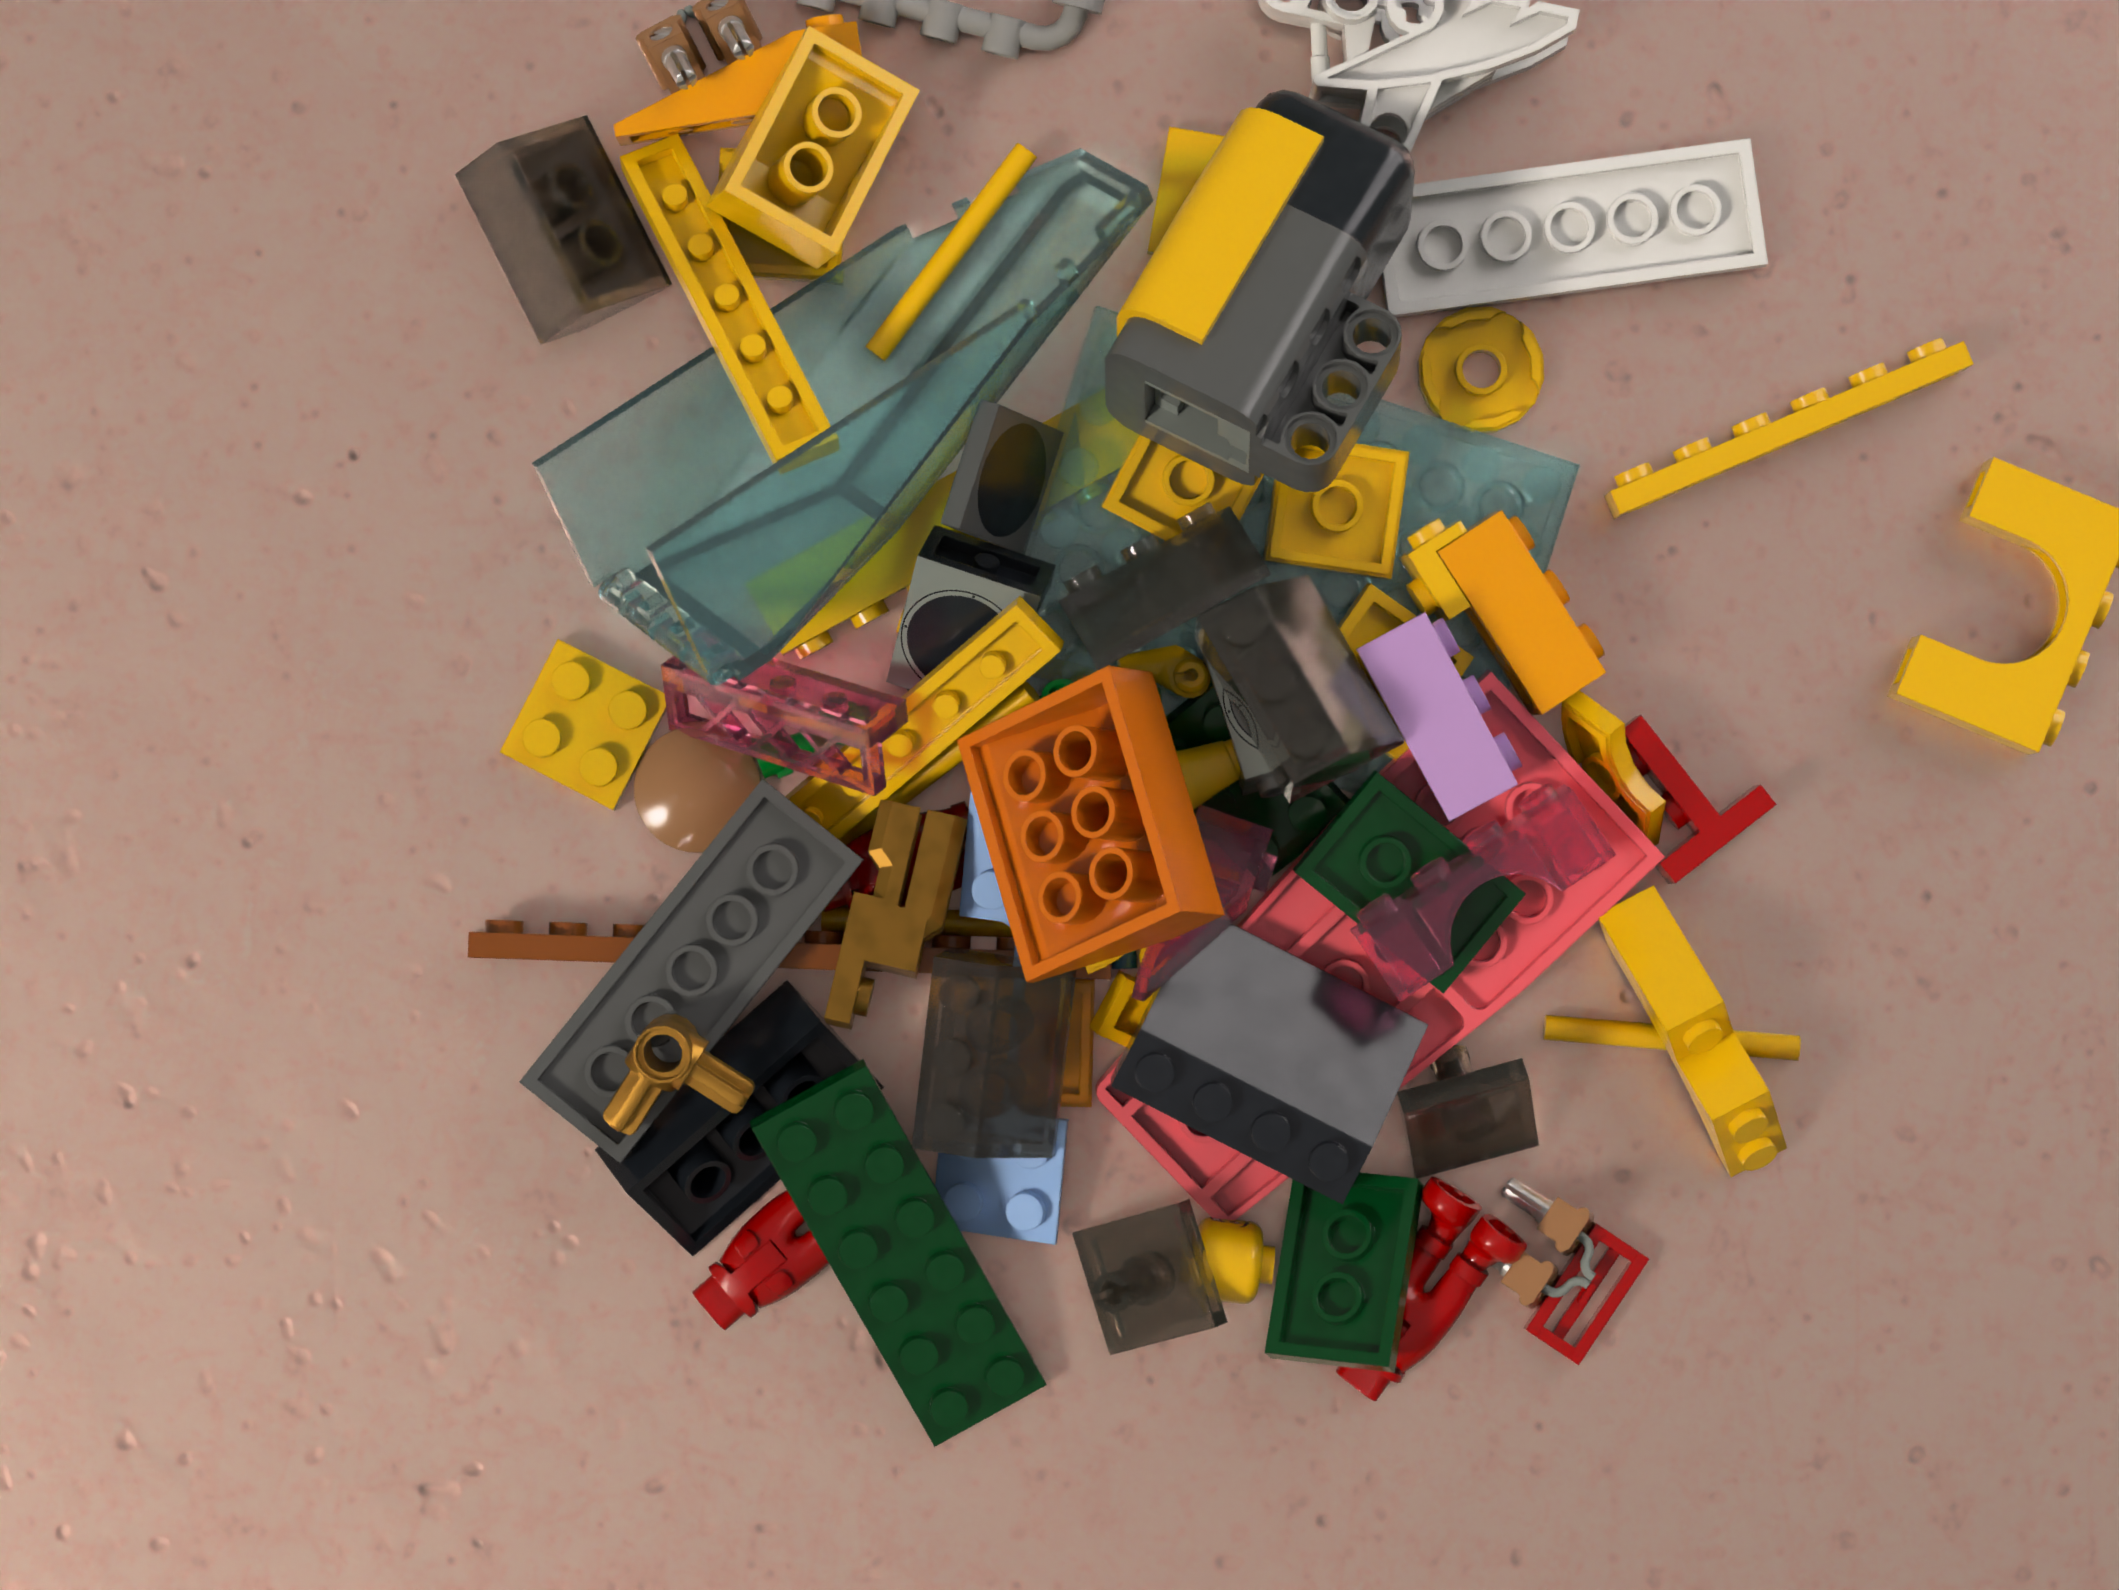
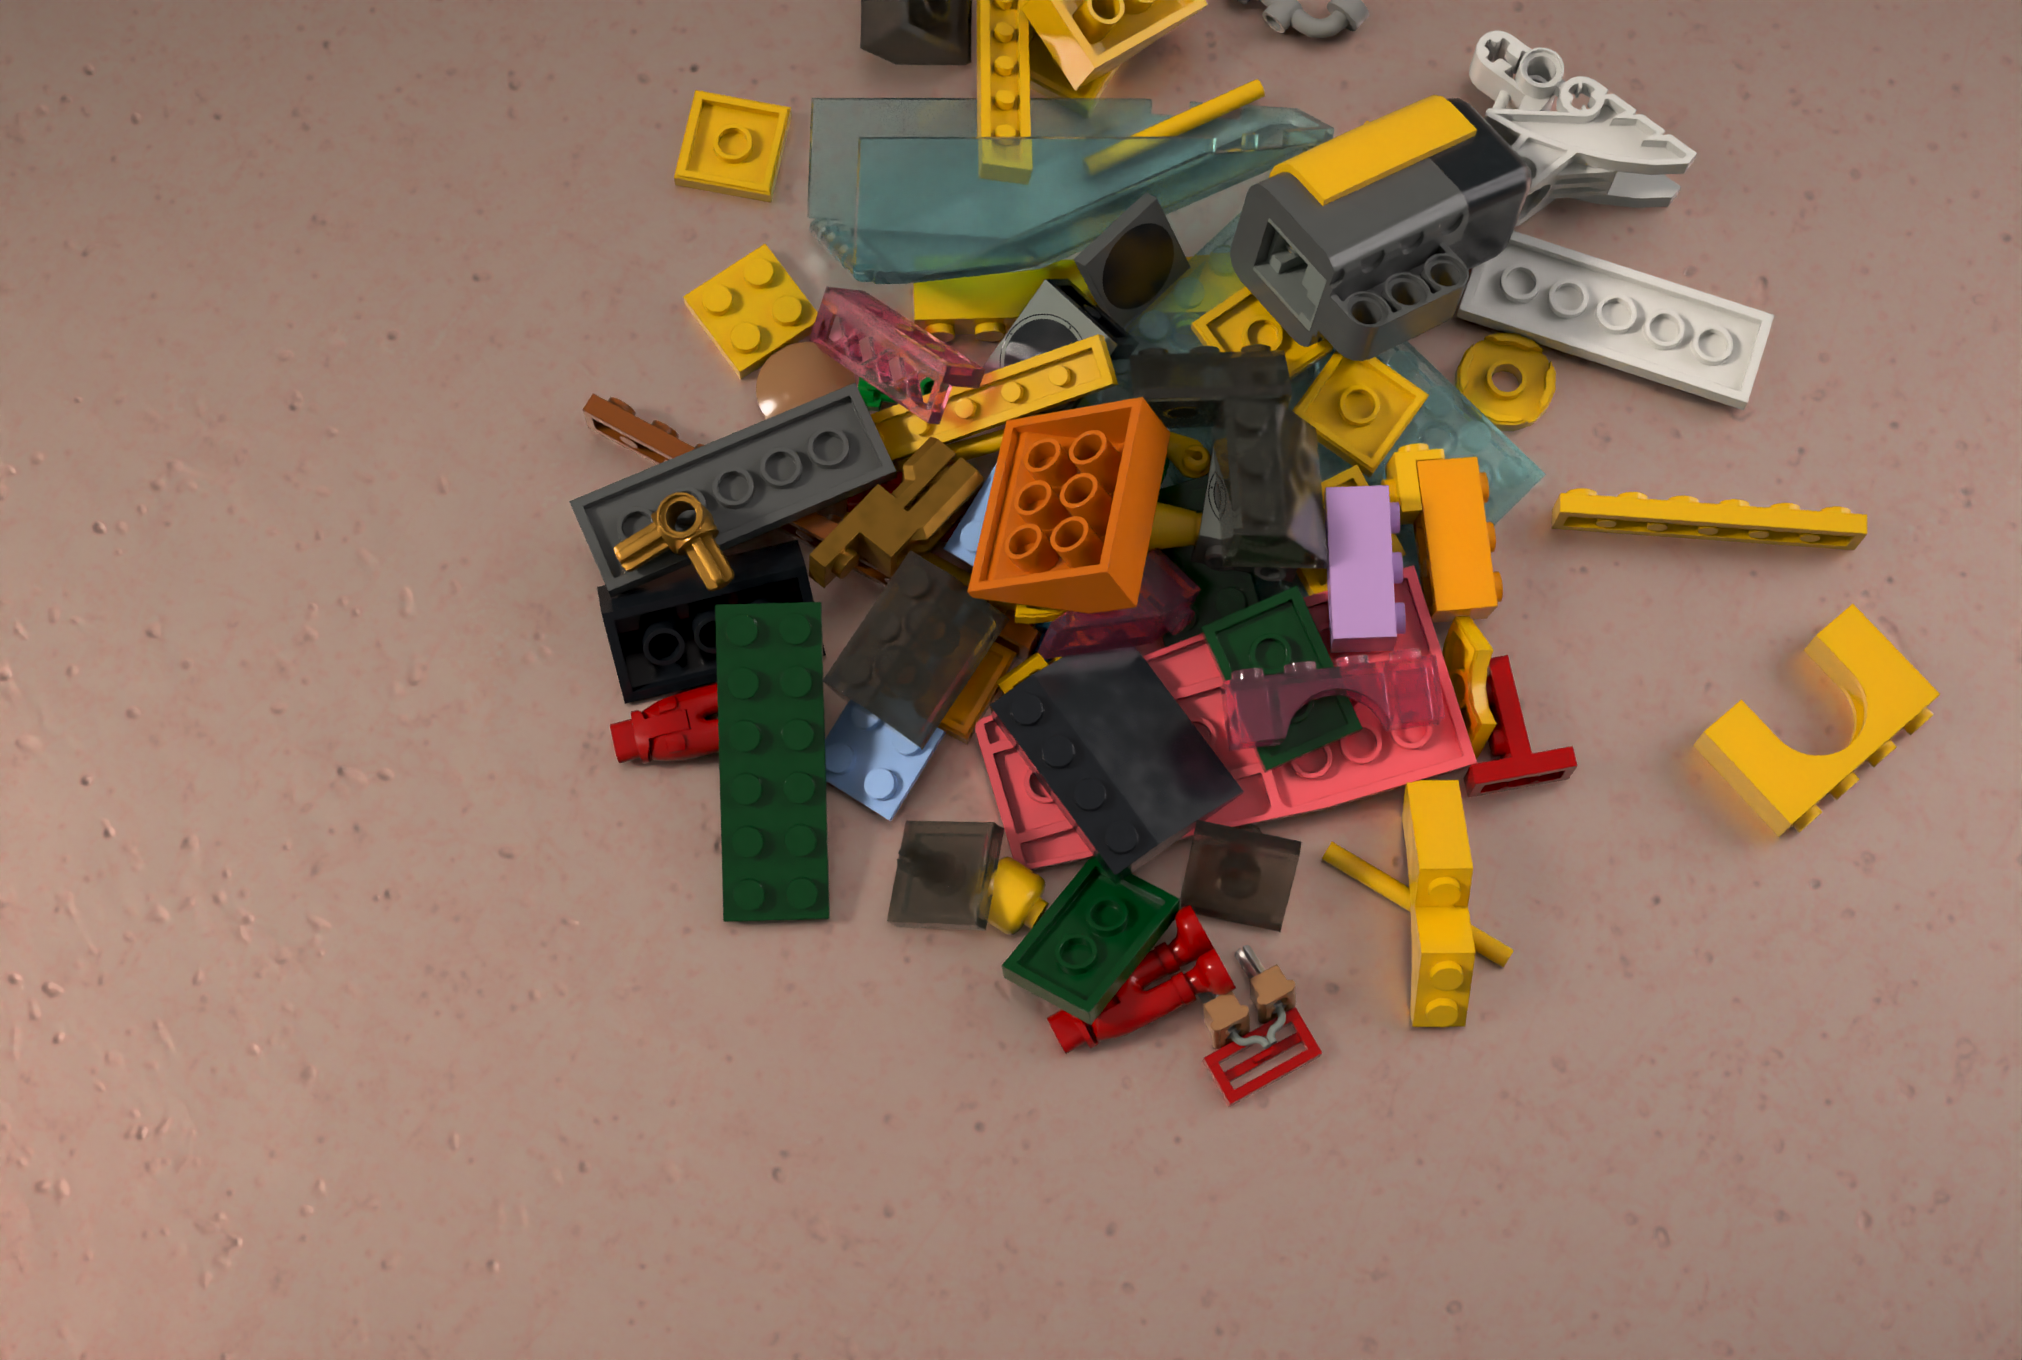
camera: 25 degrees right, 15 degrees down
(453, 533) = (733, 146): none -> yellow tile

